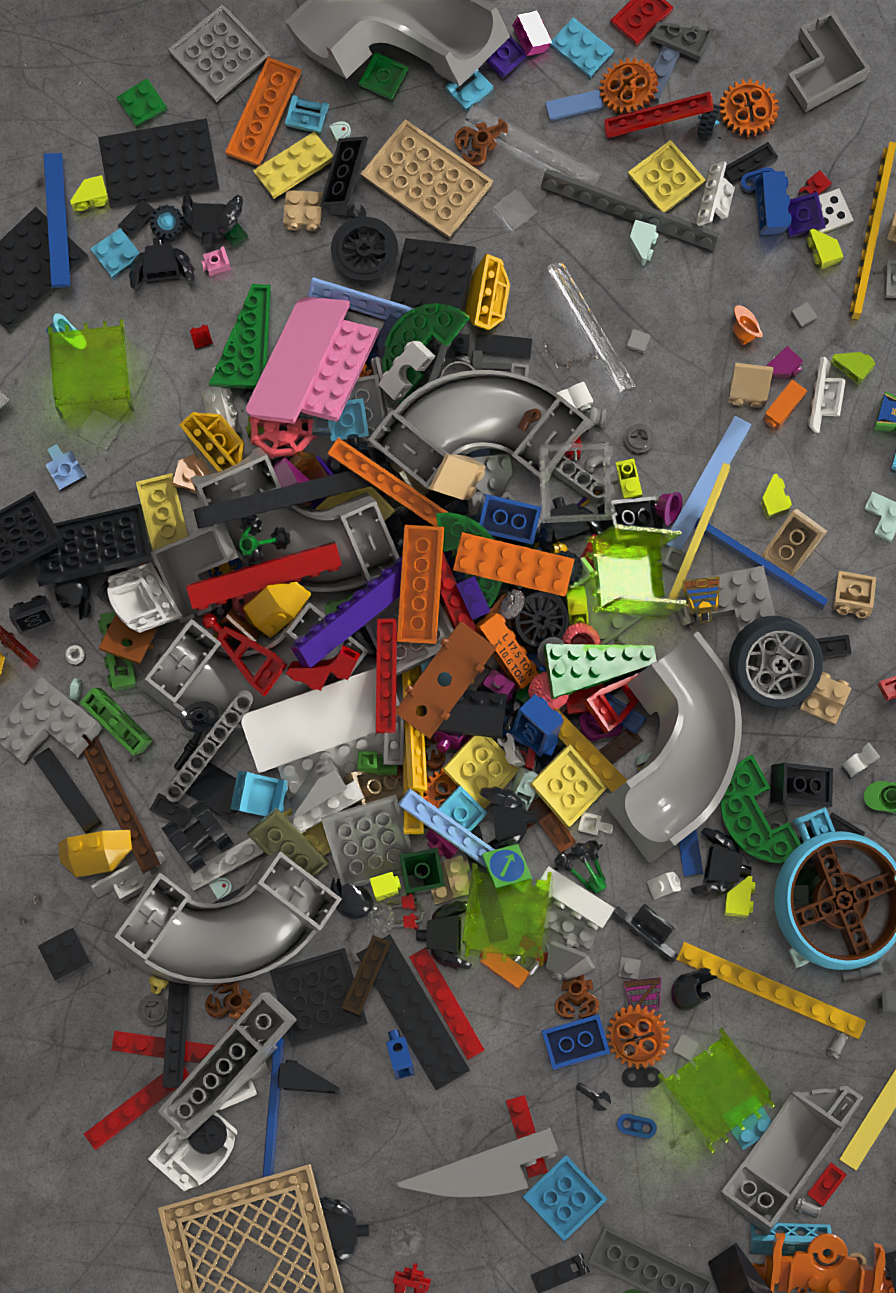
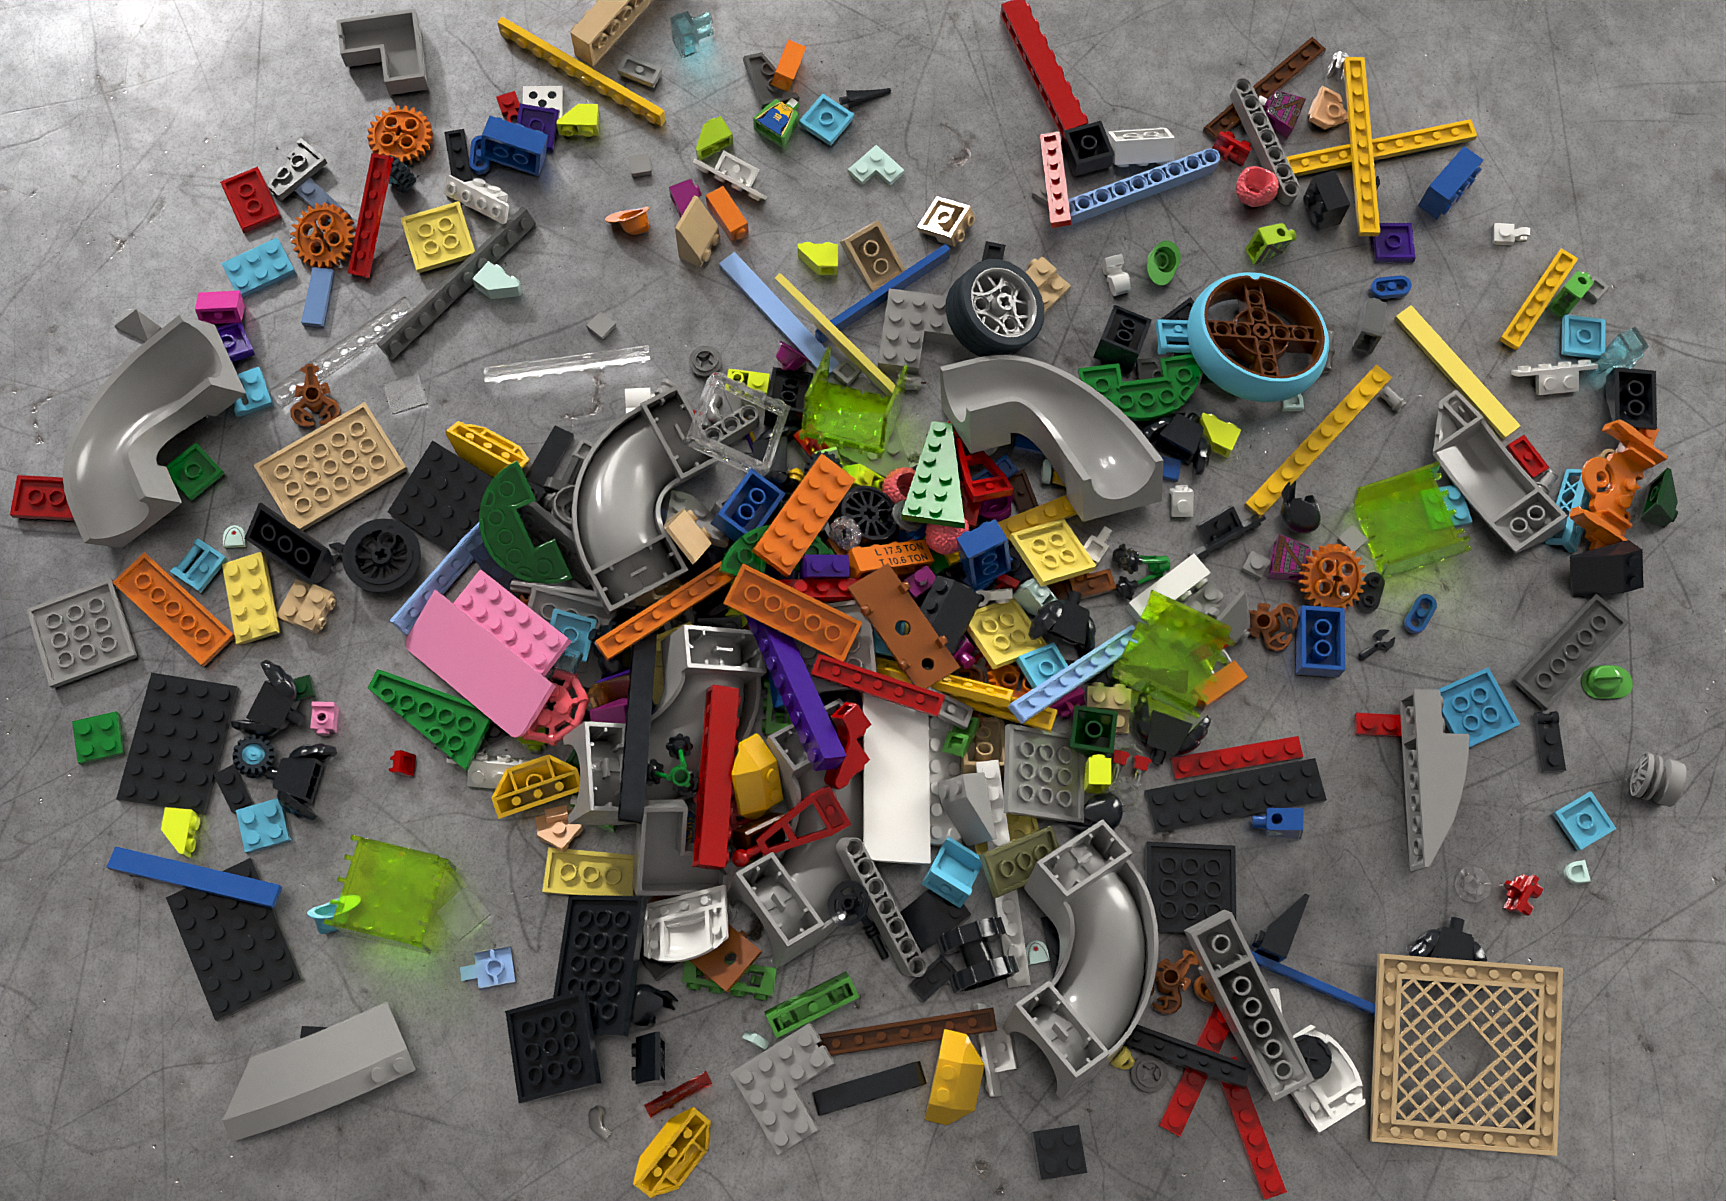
camera: 75 degrees left, 5 degrees down
(72, 649) = (714, 1021): white plate -> none
(366, 975) = (1186, 827): dark brown plate -> none
(395, 381) = (548, 570): white arch -> none
(506, 866) = (1117, 642): piece -> none
(529, 417) = (649, 445): reddish brown arm -> none
(702, 596) = (903, 349): torso -> none

